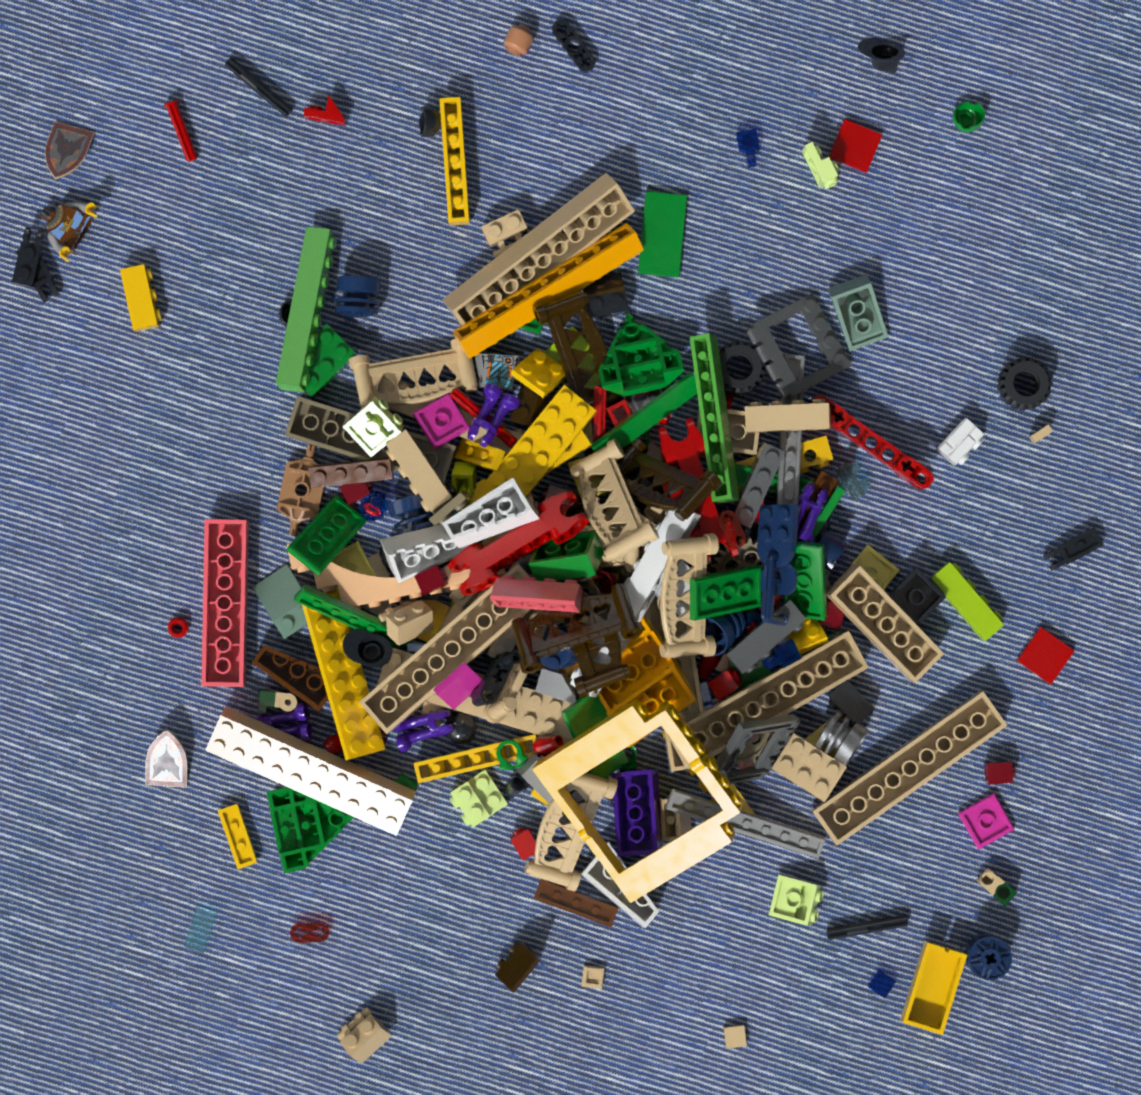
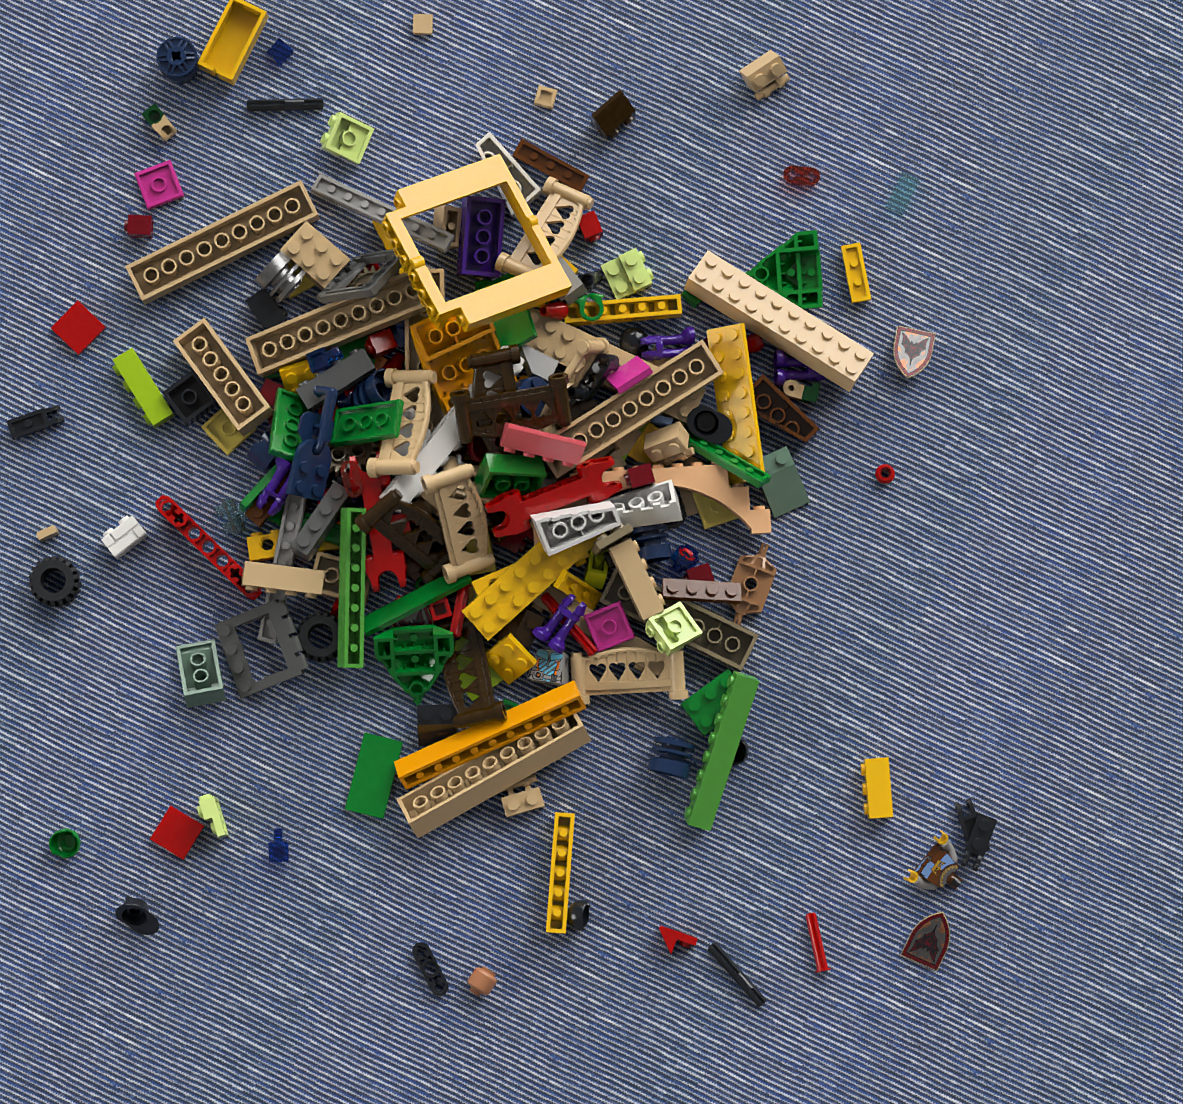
camera: 175 degrees left, 5 degrees down
(225, 603) = (837, 488): coral brick -> none
(326, 535) = (732, 536): green tile -> none

